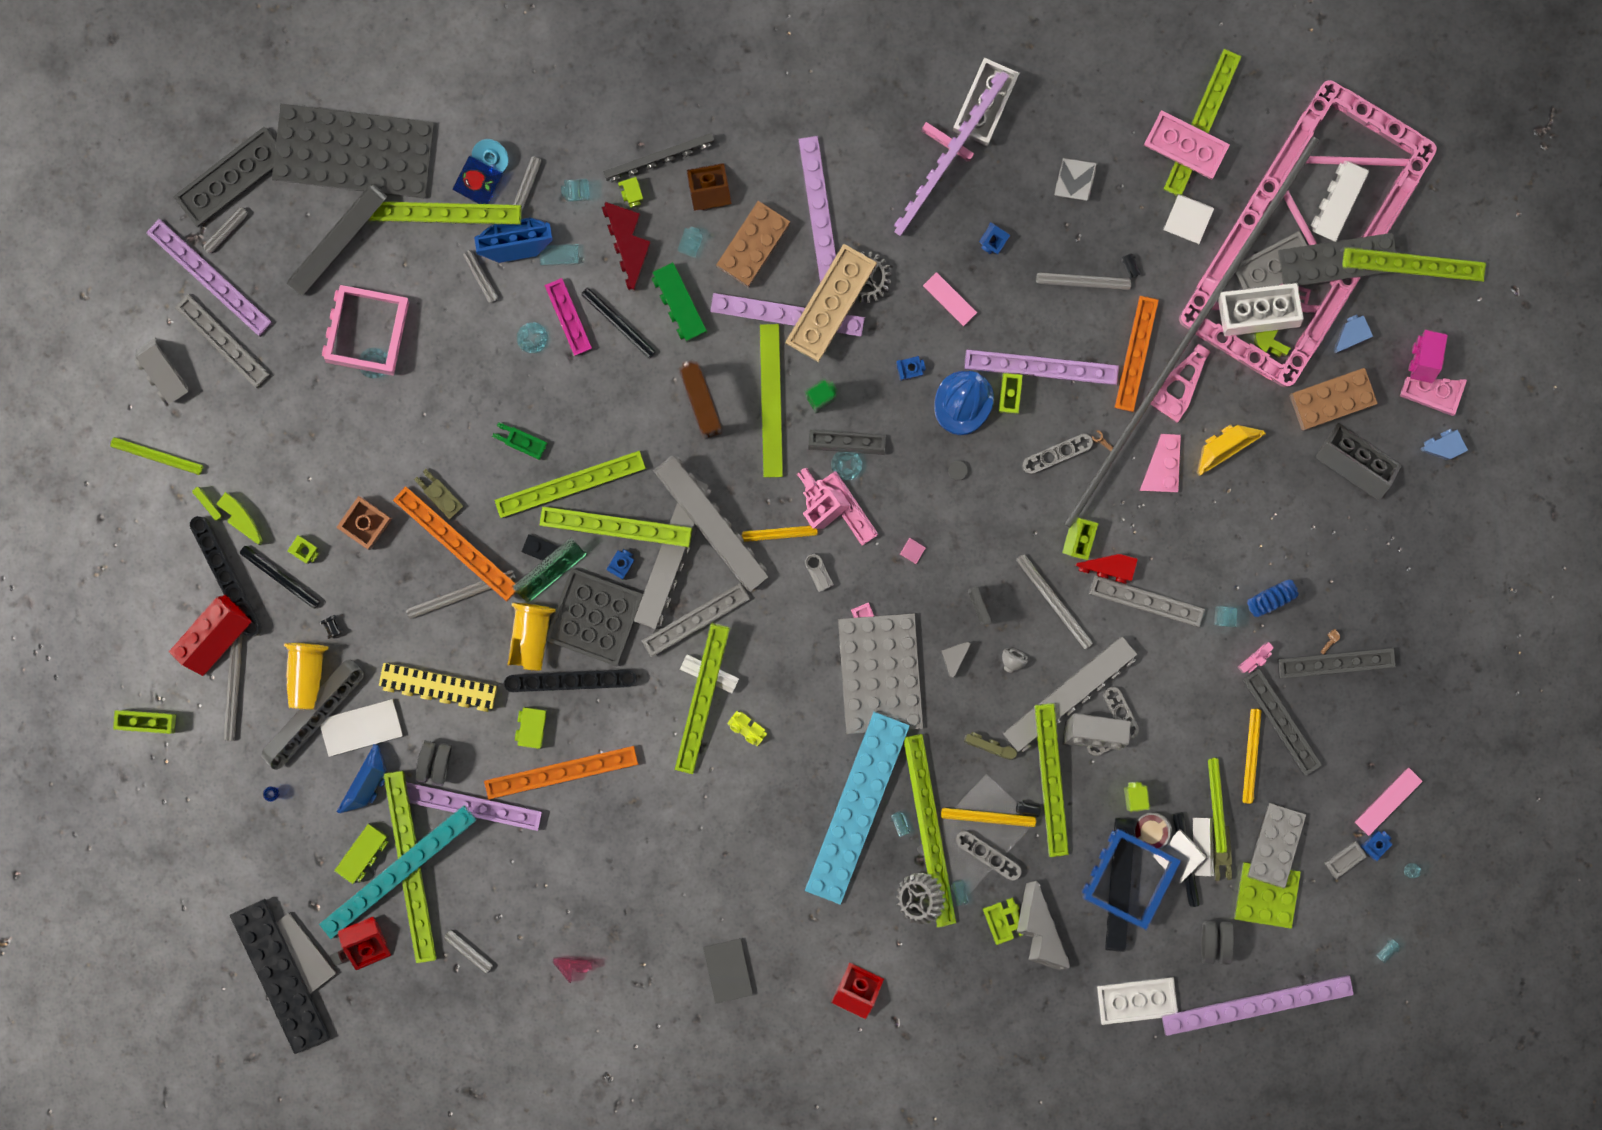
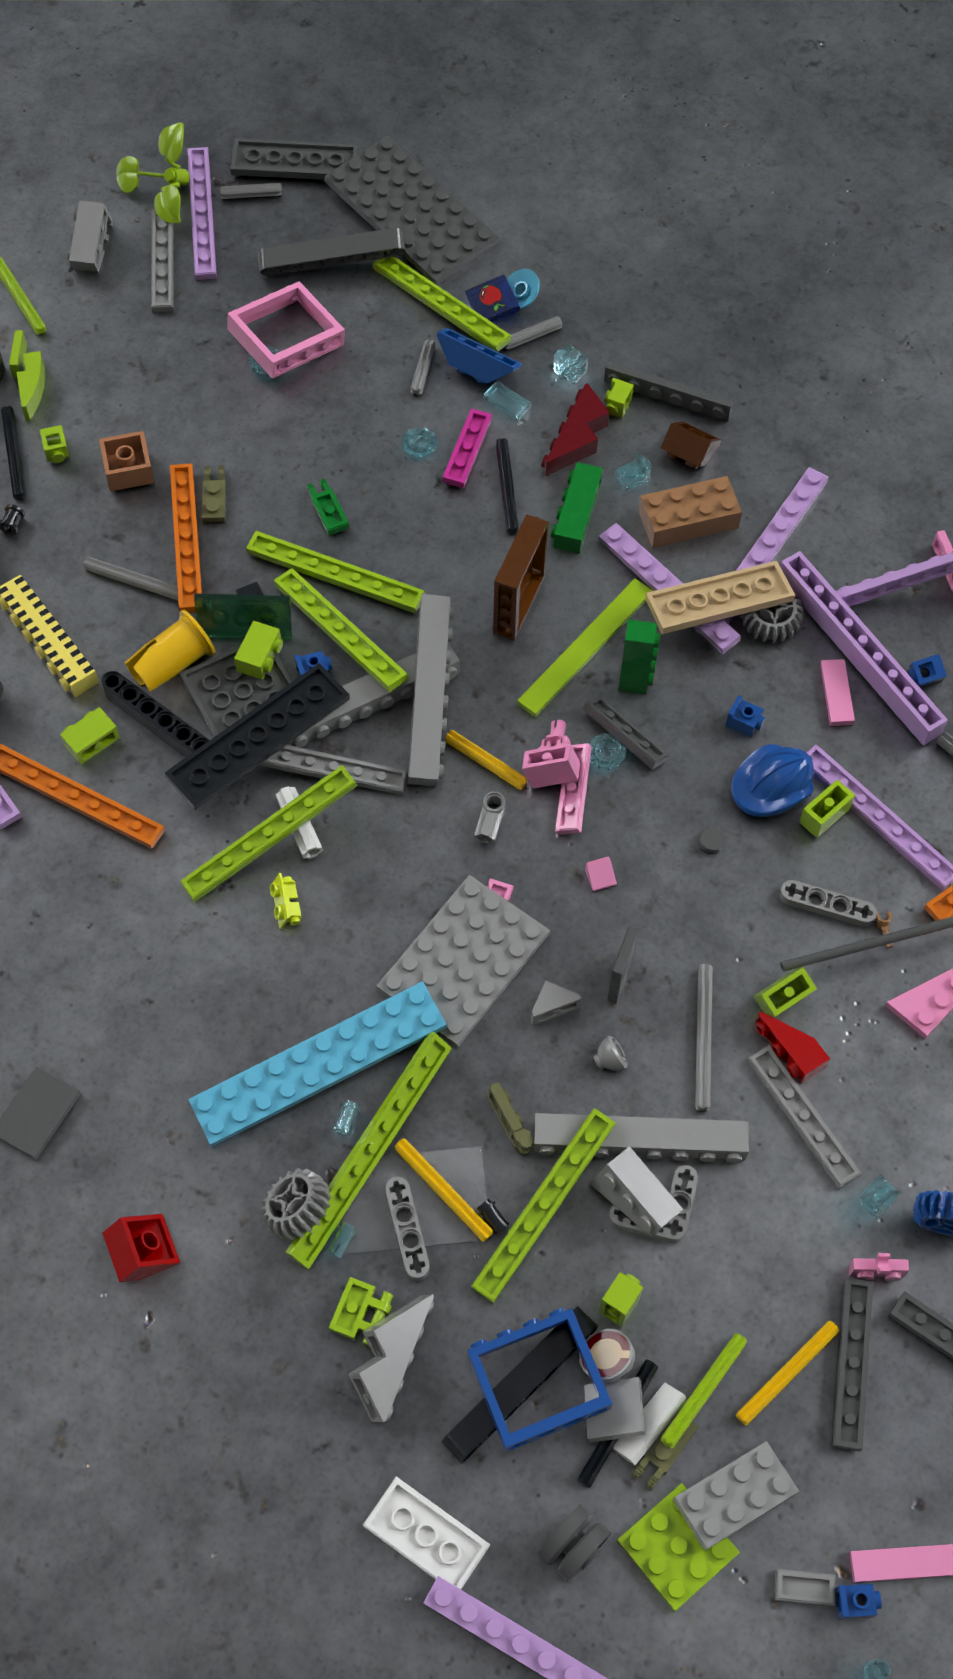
camera: 40 degrees right, 25 degrees down
(155, 257) = (168, 201): none -> lime plant
(581, 585) = (258, 650): none -> lime brick
(638, 645) = (257, 736): none -> black plate
(941, 257) = (863, 650): none -> lavender brick

